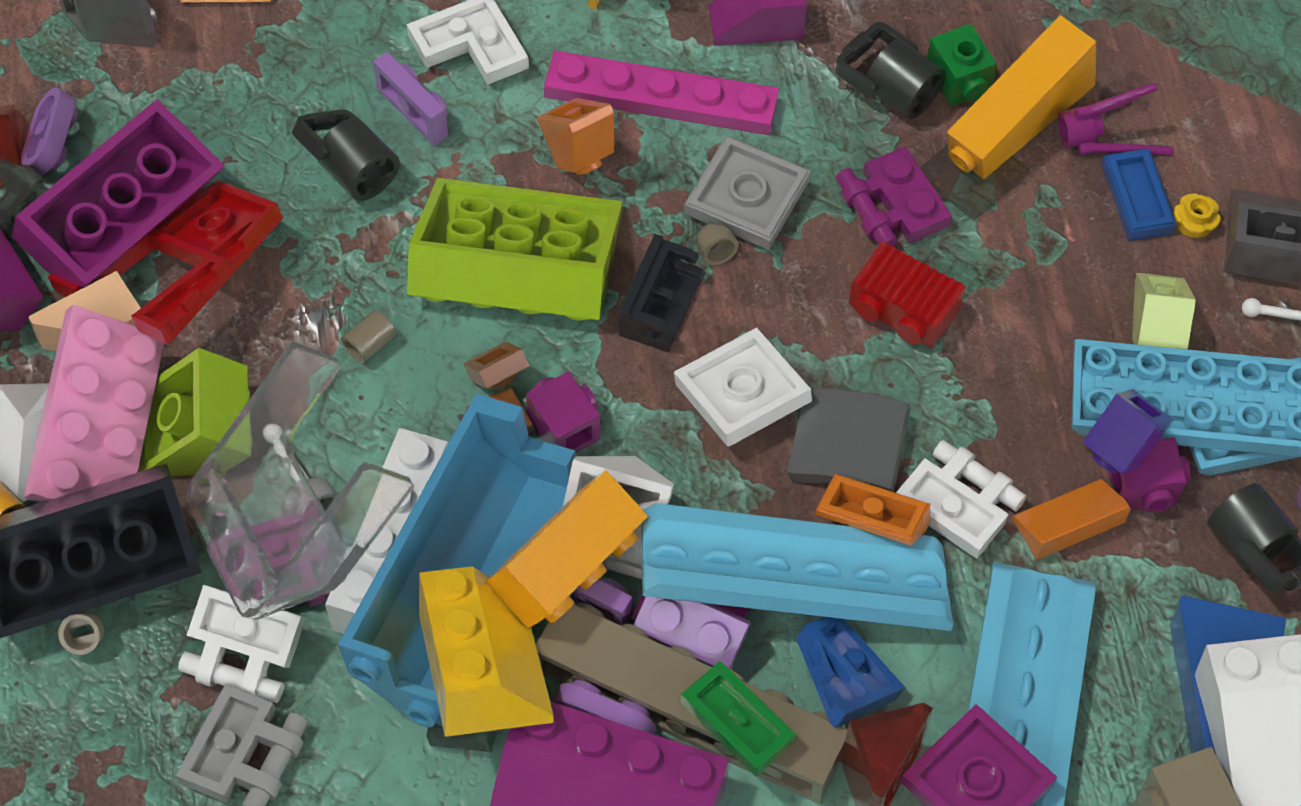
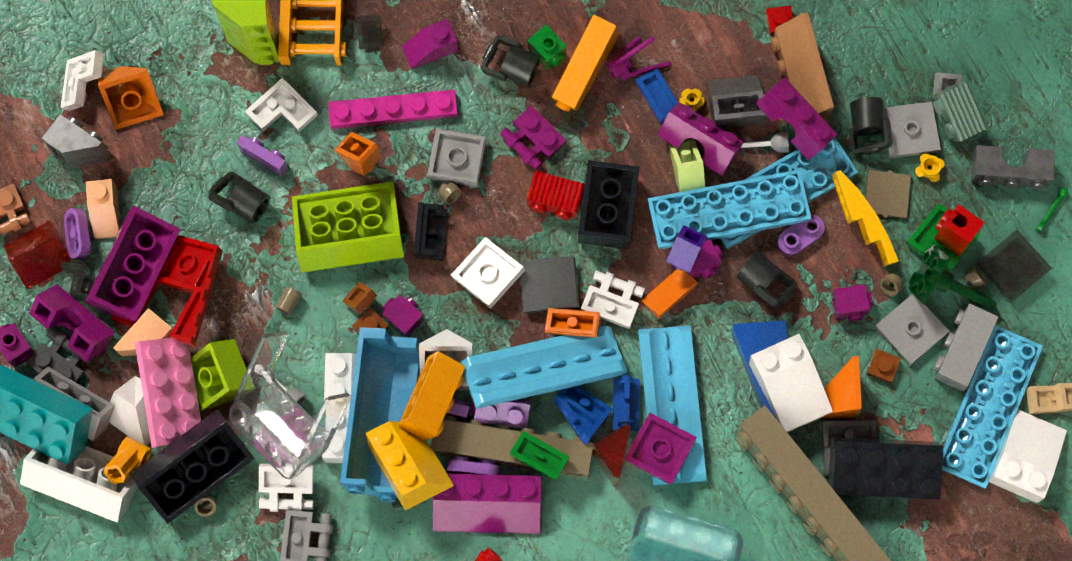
camera: 15 degrees left, 15 degrees up
(109, 97) = (103, 208): none -> light nougat slope
(937, 678) = (626, 402): none -> blue hinge
(998, 333) = (608, 204): none -> black brick
(1231, 293) = (719, 145): none -> magenta arch

